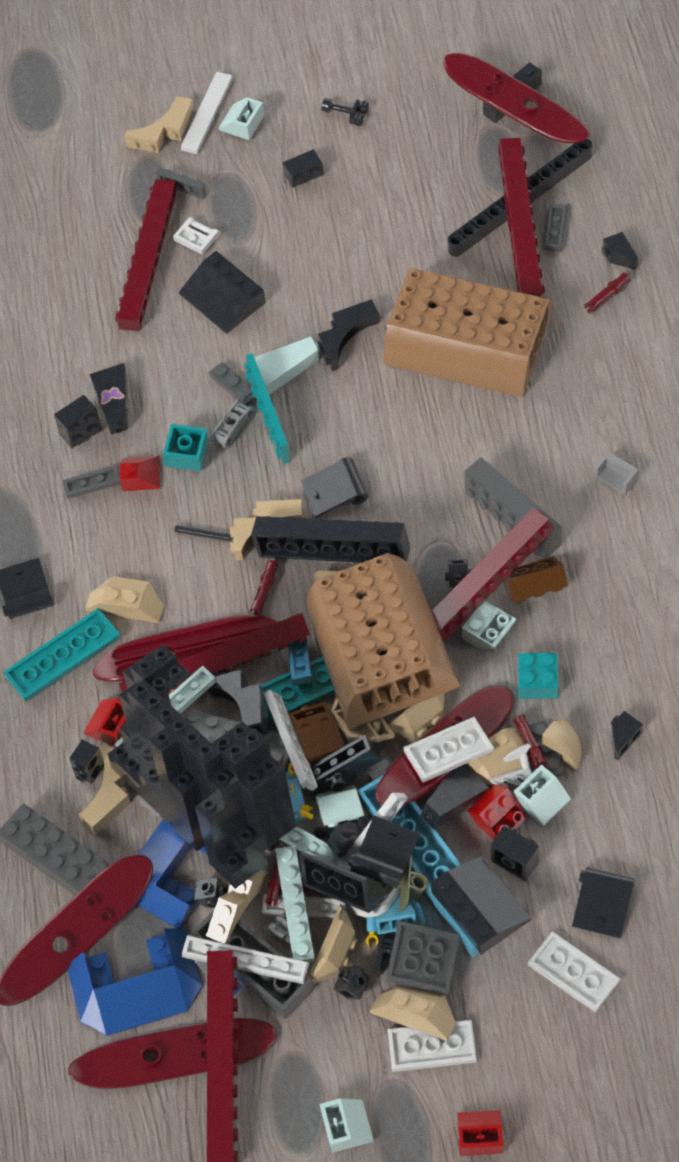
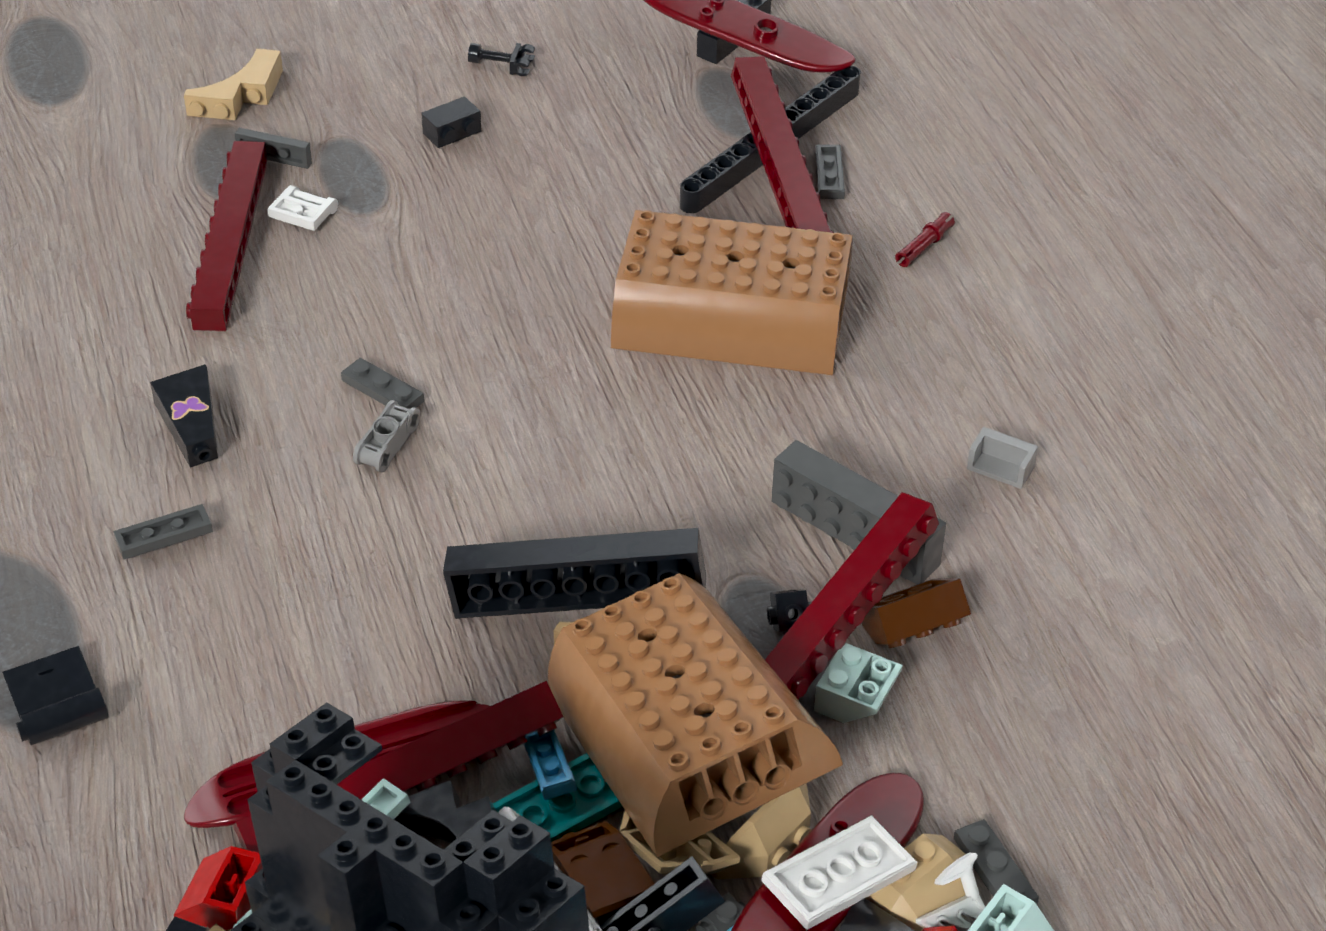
camera: 15 degrees left, 15 degrees down
(61, 654) = (124, 793): teal plate -> none
(77, 421) = (135, 445): black brick -> none
(126, 599) = (235, 698): tan wedge -> none
(140, 473) = (243, 516): red slope -> none
(186, 447) = (316, 470): teal brick -> none
(202, 533) = (355, 590): black bar -> none
(206, 113) = (301, 72): white tile -> none
(222, 292) = (352, 271): black slope -> none
(243, 118) = (357, 71): light aqua slope -> none
(243, 526) = (426, 575): tan arch -> none
(266, 407) = (443, 407): teal plate -> none
(266, 581) = (473, 649): dark red pin -> none
(287, 362) = (458, 354): light aqua slope -> none
(334, 487) = (566, 506): door -> none
(344, 326) = (544, 302): black arch -> none
(528, 738) = (962, 844): dark red pin -> none
(537, 675) = (955, 750): teal brick -> none
(563, 739) = (1026, 843): tan brick -> none
(619, 251) = (931, 190): black slope -> none
(624, 733) = (1121, 826): black slope -> none

